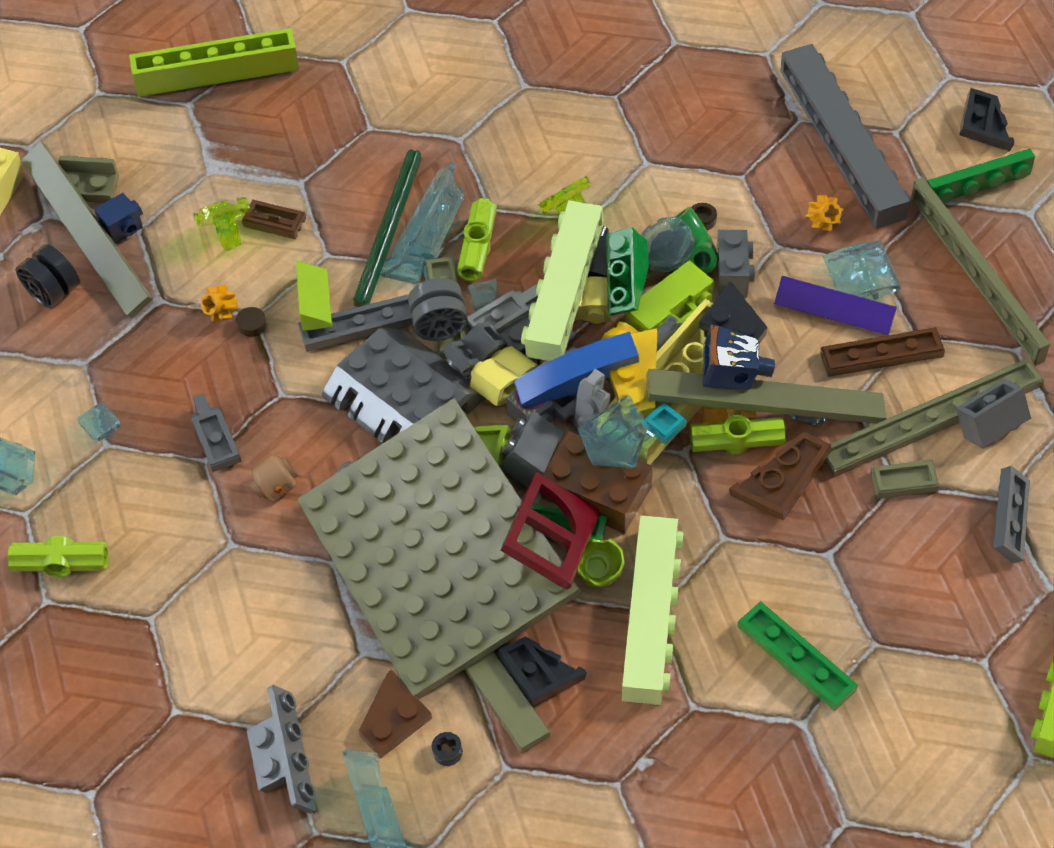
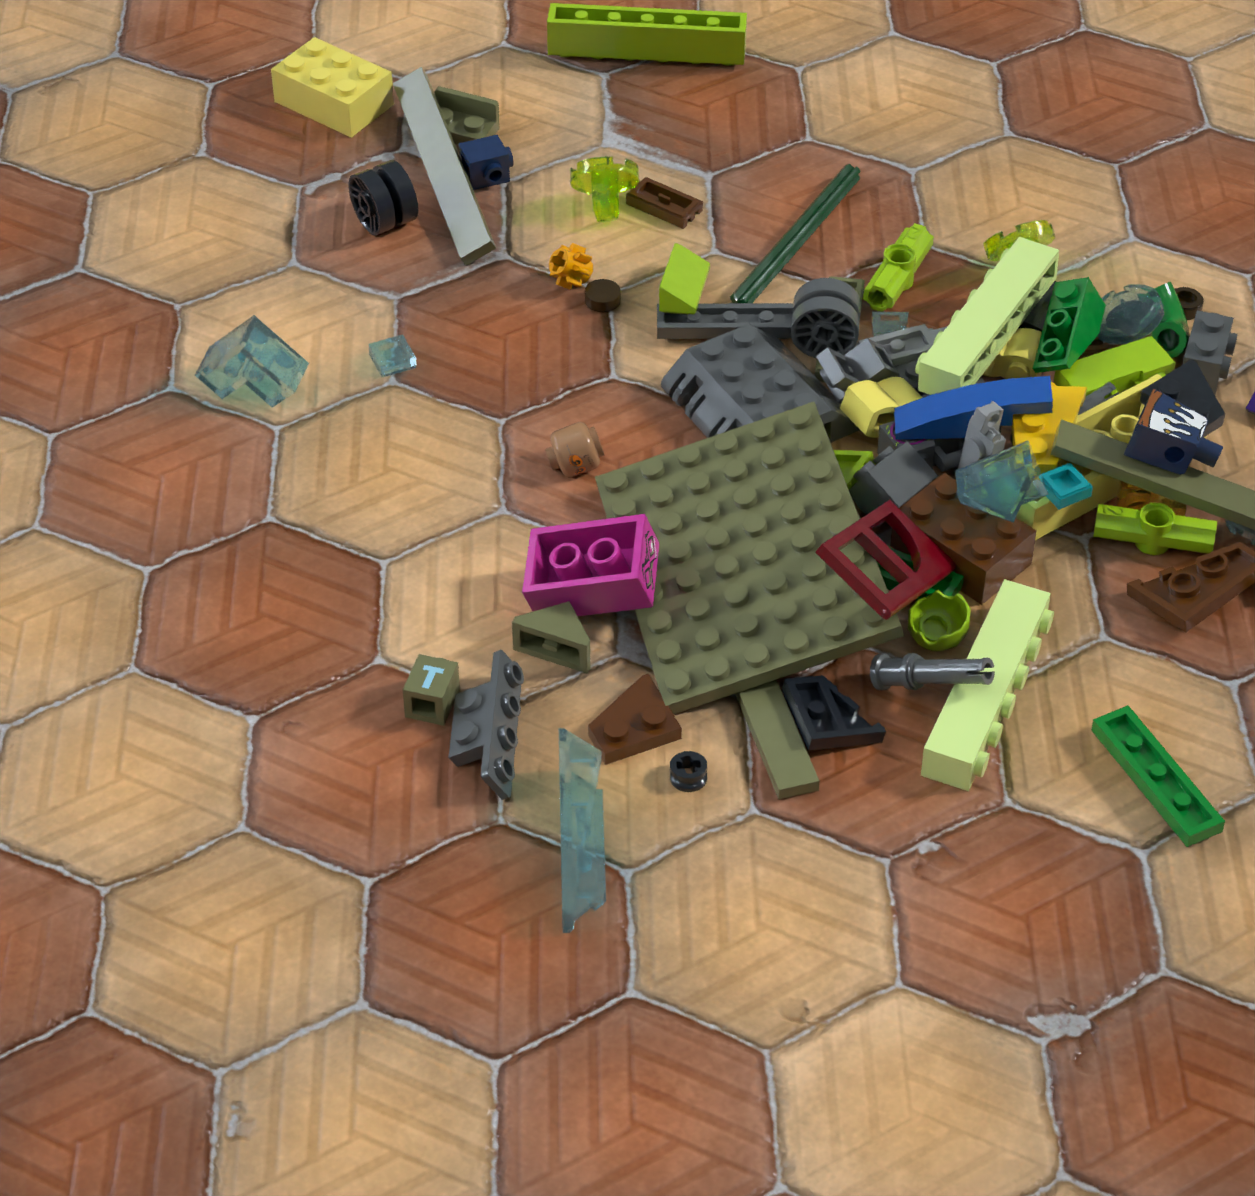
camera: 15 degrees right, 10 degrees down
(58, 556) = (298, 472): lime piece -> none
(214, 435) = (520, 395): dark grey hinge -> none
(227, 732) = (431, 689): none -> olive brick
(309, 656) = (553, 636): none -> olive slope
(322, 592) = (593, 565): none -> dark pink brick
(426, 228) = (844, 243): clear light blue wedge -> none
(596, 616) = (915, 671): none -> dark grey pin

